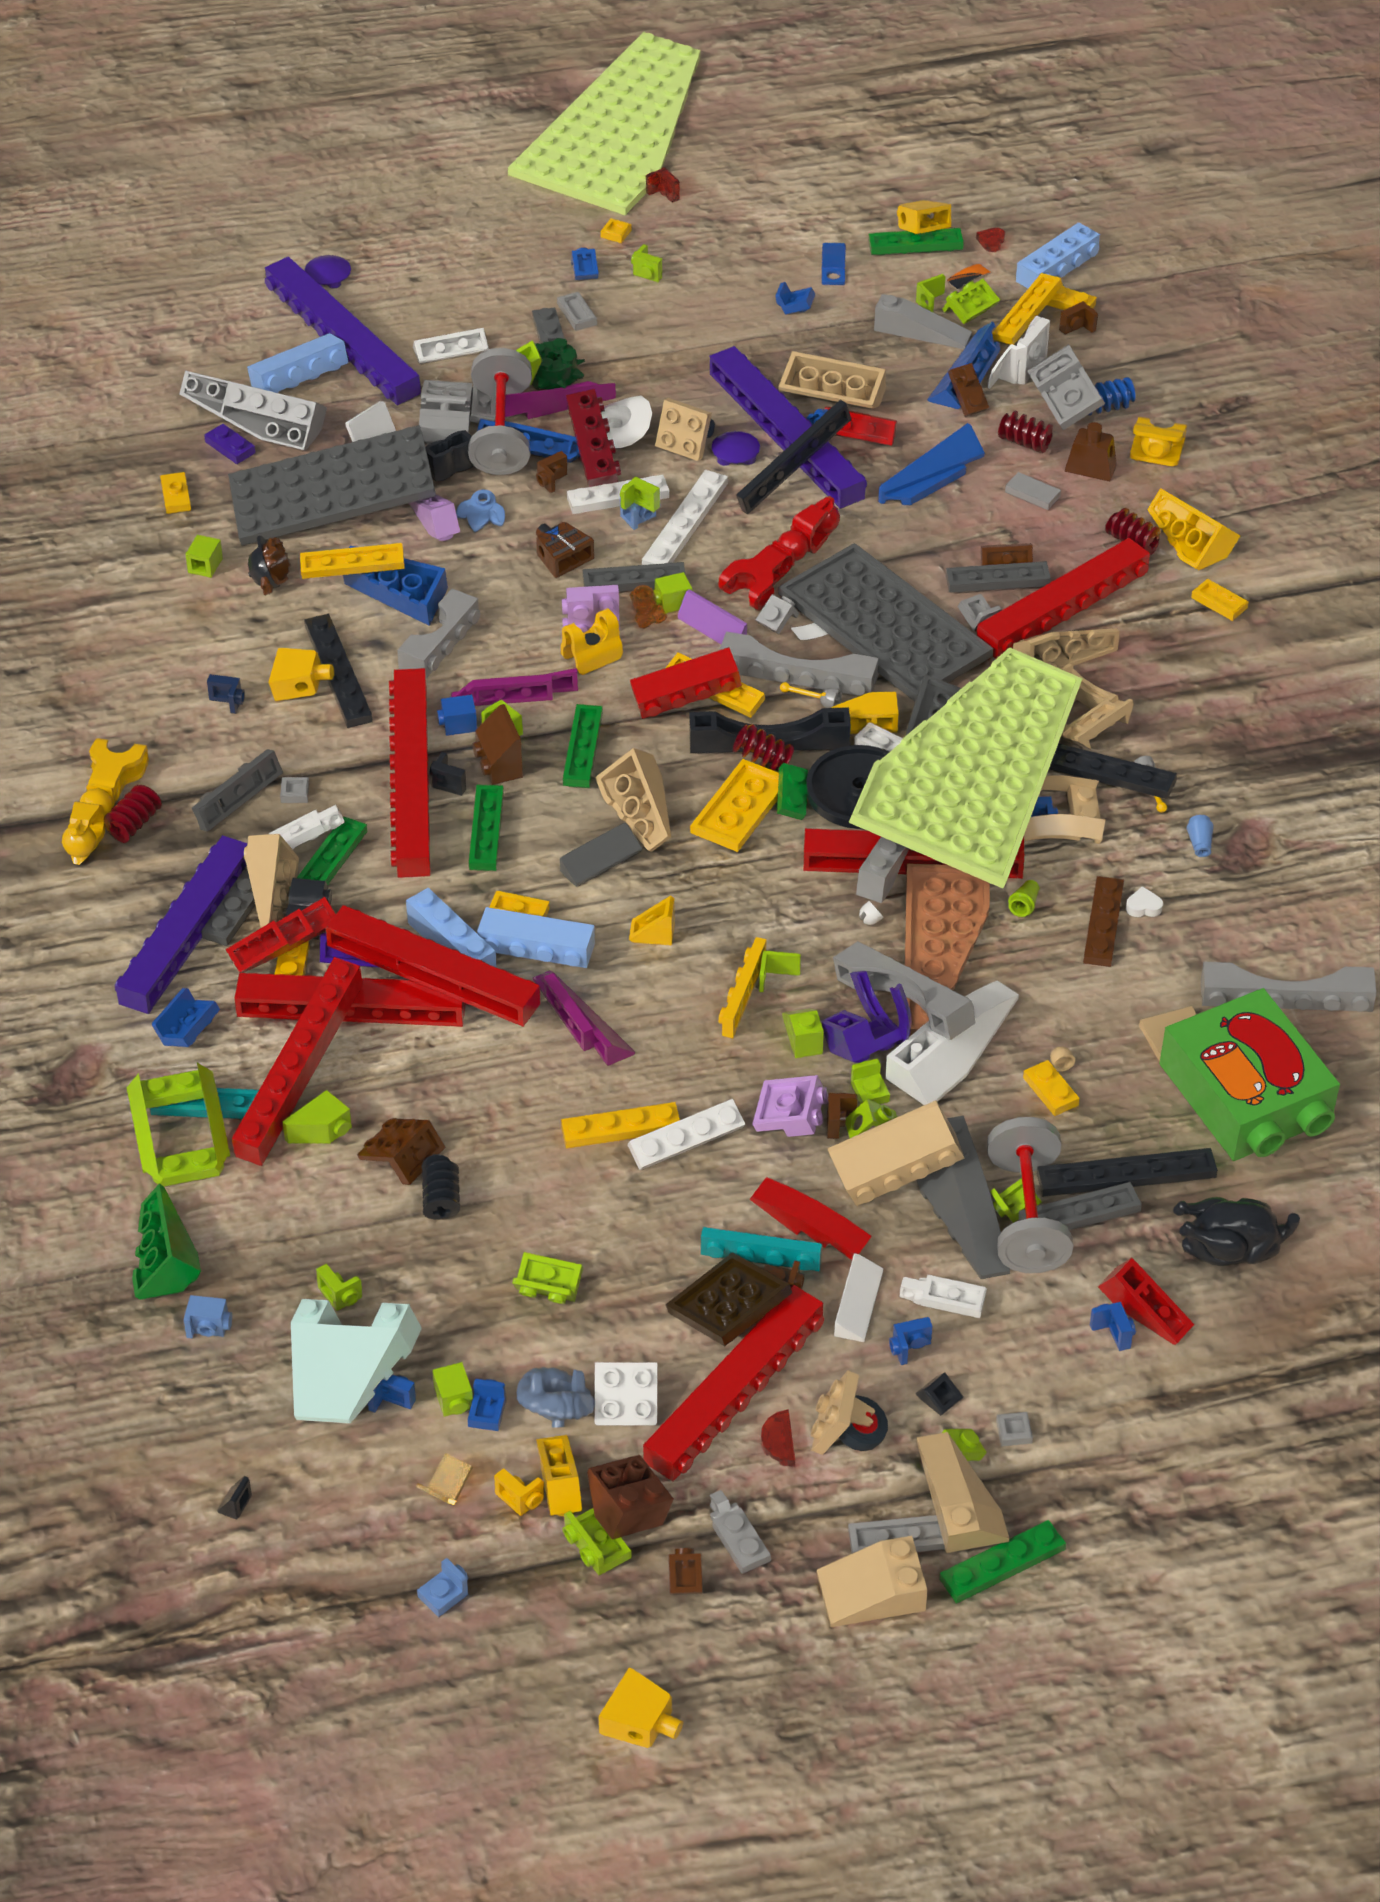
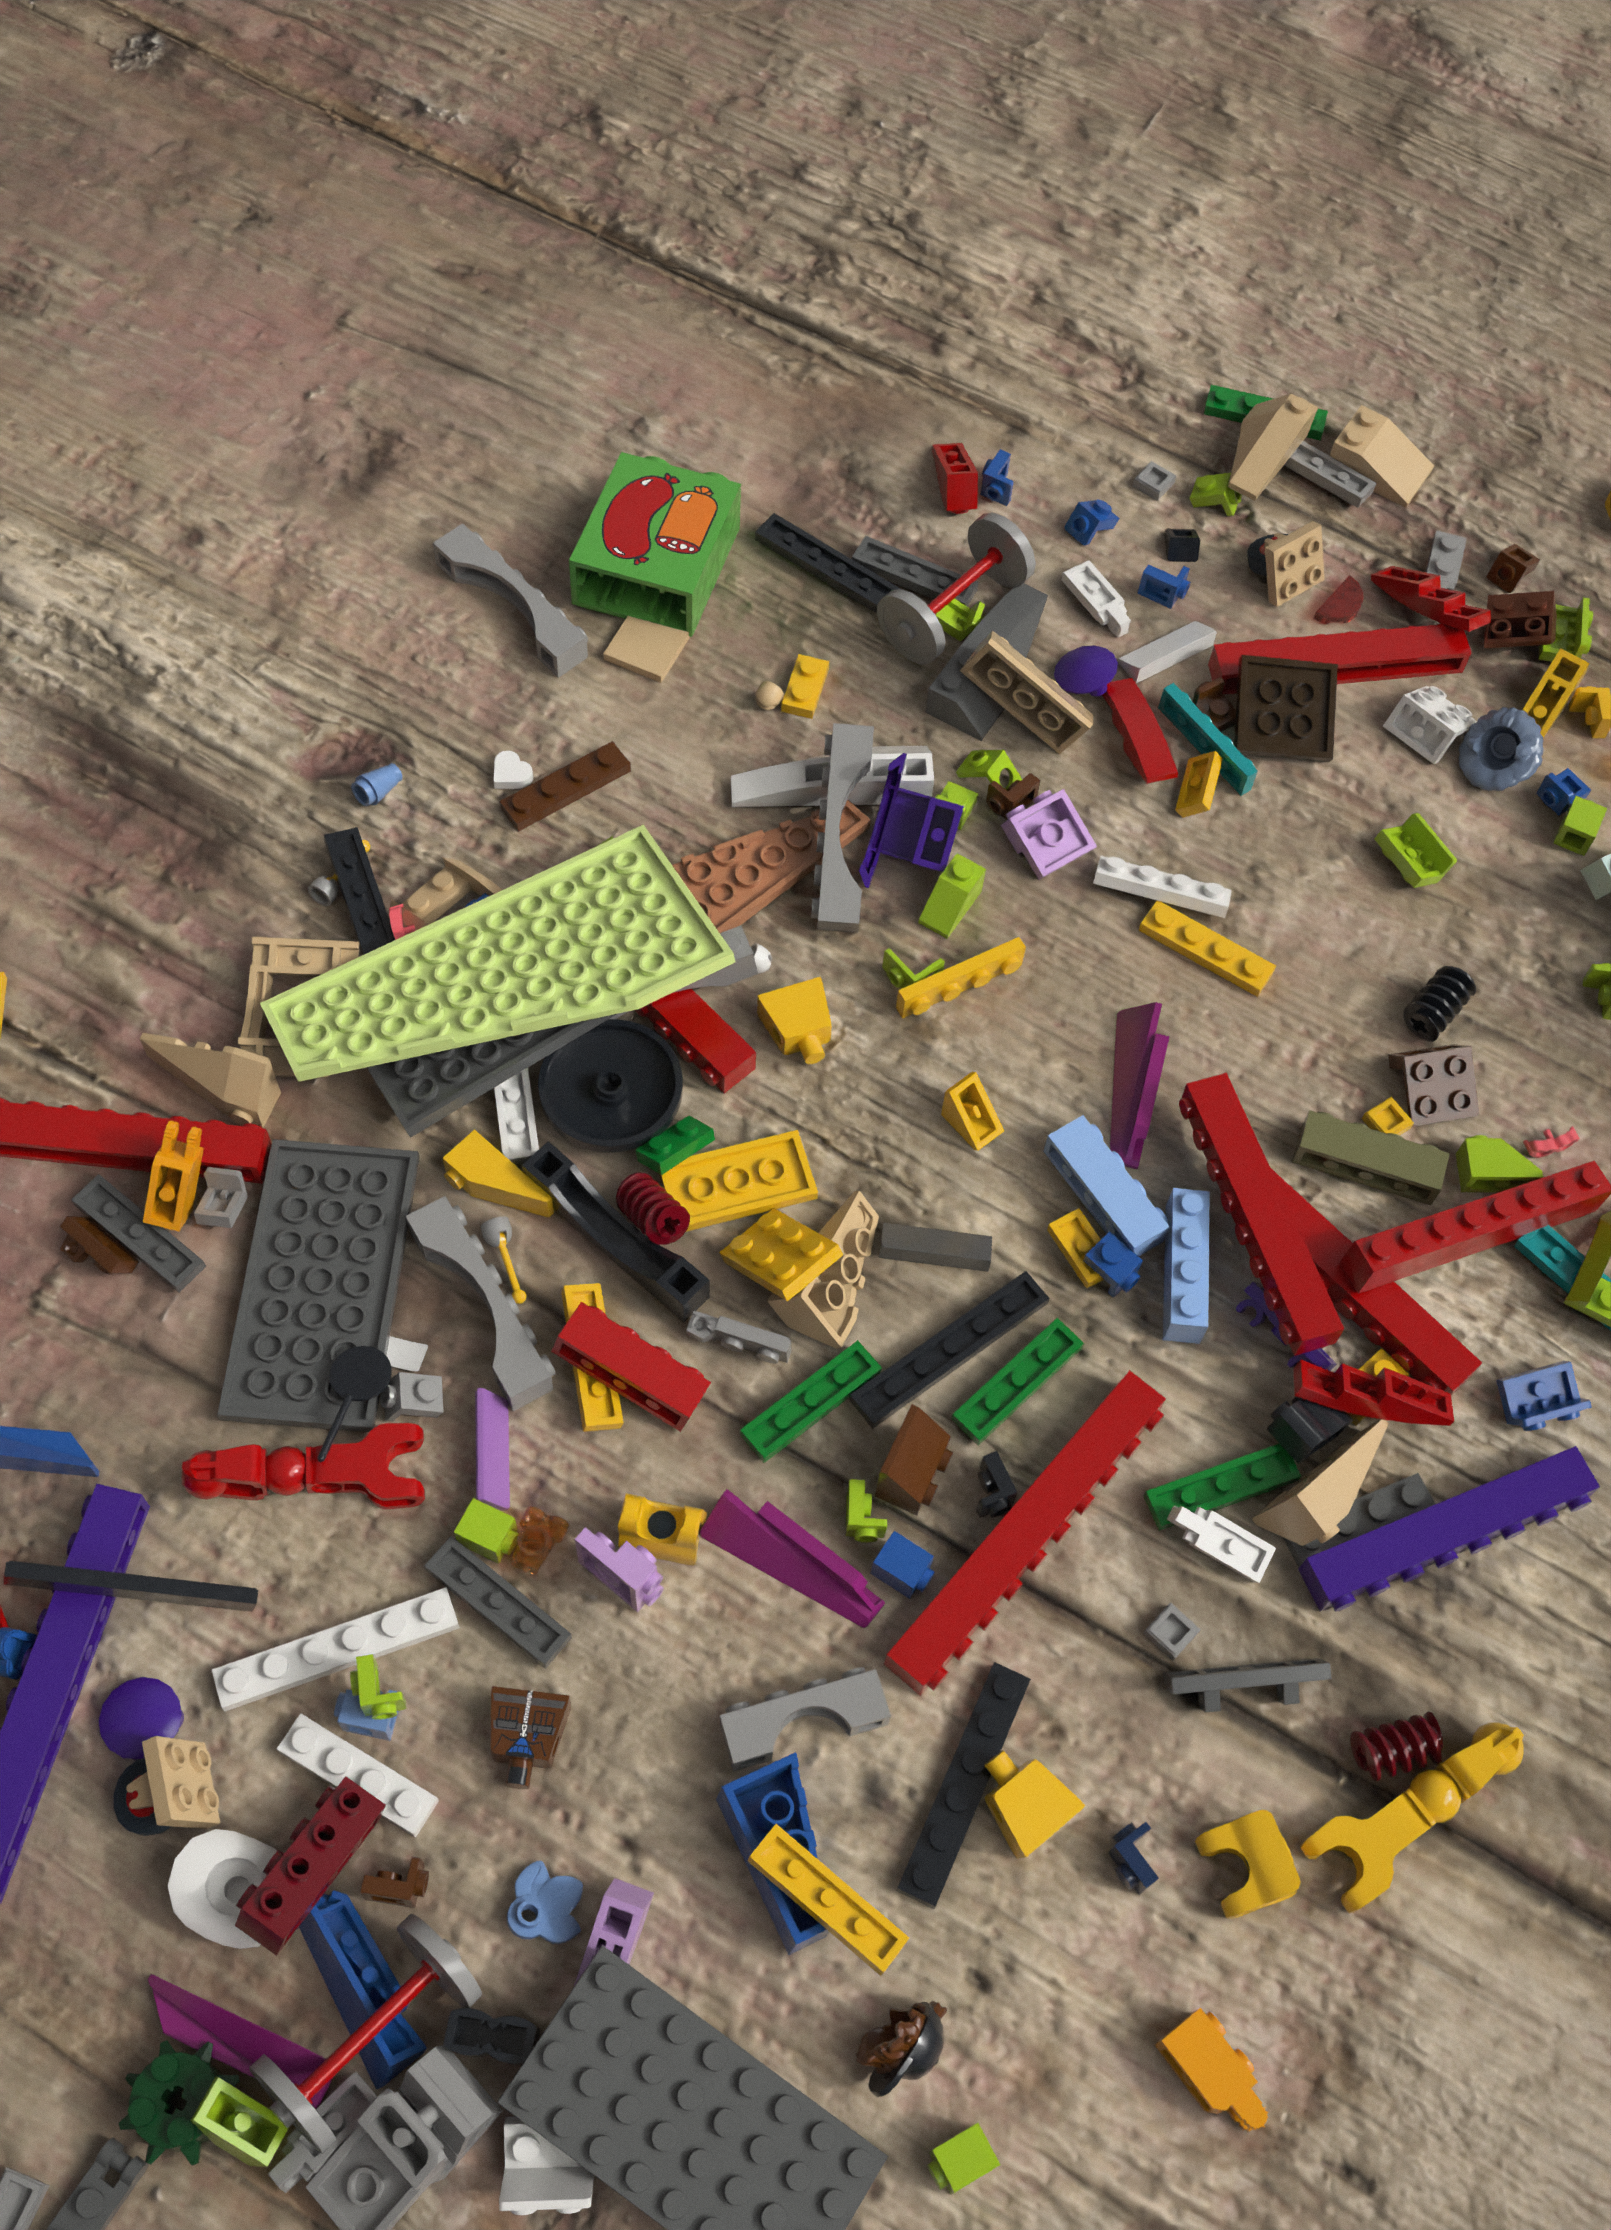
camera: 140 degrees left, 15 degrees up
(117, 649) = (1213, 2070): none -> light orange hinge
(165, 731) = (1267, 1858): none -> yellow piece
(297, 1163) = (1546, 1147): none -> coral piece
(399, 1071) = (1371, 1157): none -> olive brick
(410, 1107) = (1388, 1118): none -> yellow tile
(492, 899) = (1114, 1264): none -> blue bracket
(537, 816) = (948, 1349): none -> black plate
(654, 741) = (738, 1335): none -> light grey hinge
(671, 775) = (781, 1254): none -> yellow plate
(715, 1472) = (1425, 596): none -> red slope
(731, 1211) = (1198, 784): none -> yellow plate
(807, 594) = (356, 1376): none -> black piece
(807, 897) = (797, 1018): none -> yellow torso
(890, 1233) = (1086, 670): none -> dark purple dish
(1004, 586) = (174, 1179): none -> light orange hinge
(1016, 1351) = (1089, 518): none -> blue bracket
(1065, 767) = (396, 922): none -> coral piece
(1233, 1230) = (828, 458): black piece -> none

